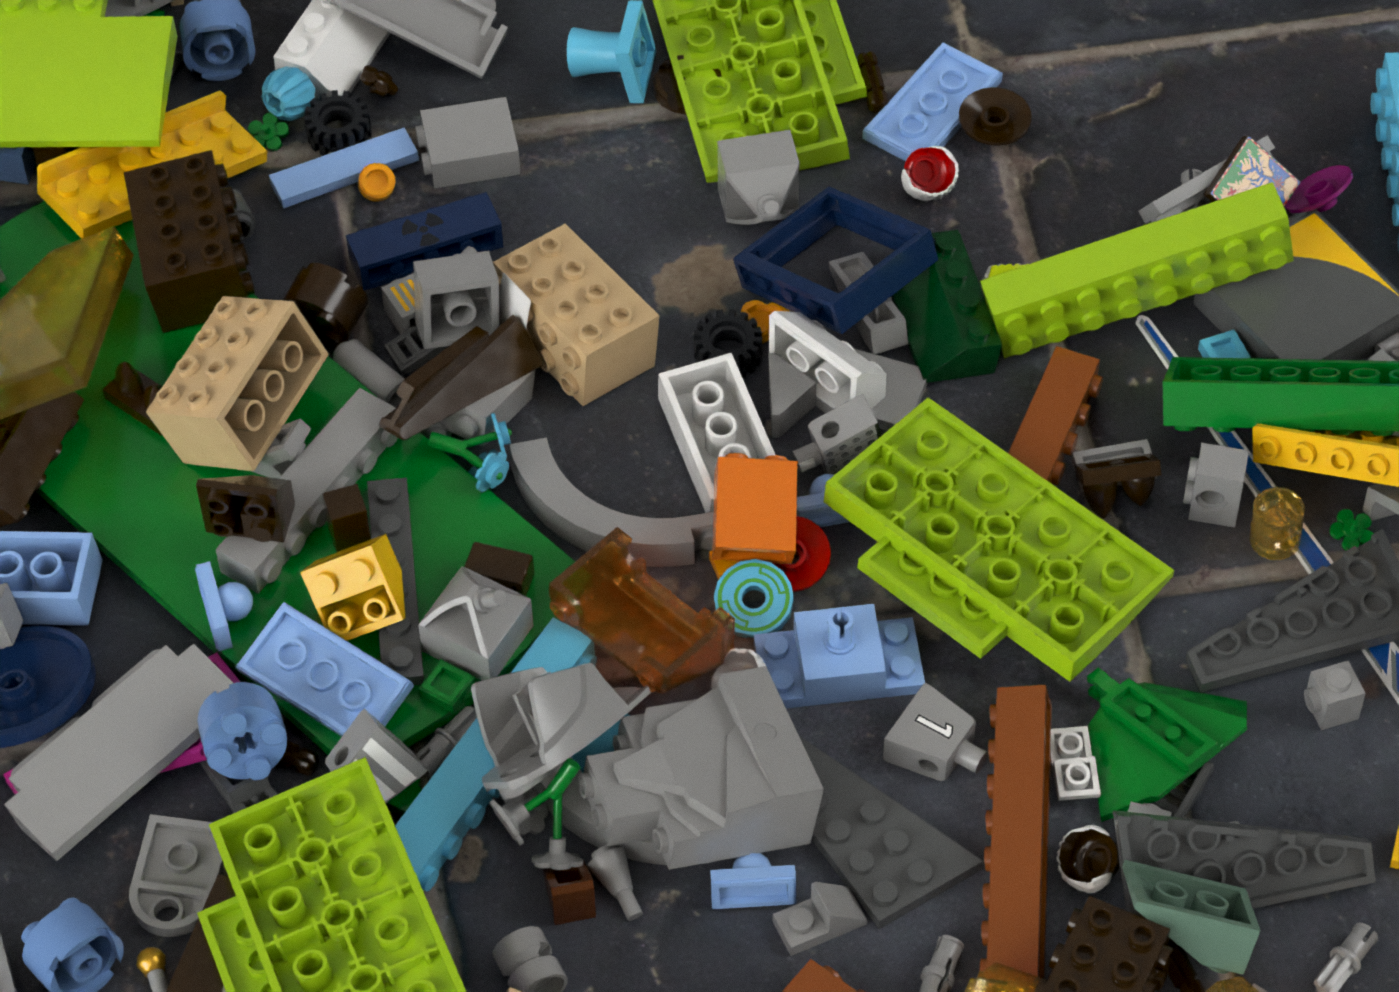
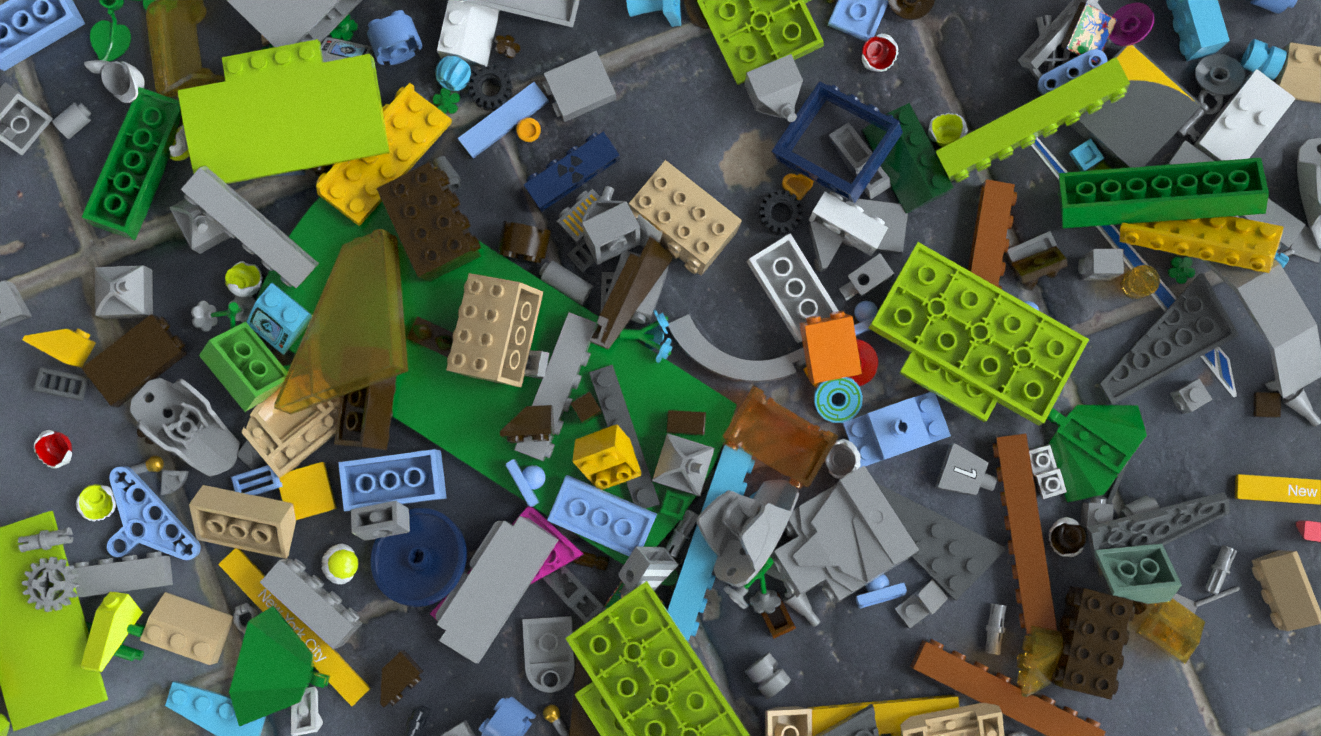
camera: 10 degrees left, 30 degrees up
(242, 731) = (566, 571): medium blue brick -> none

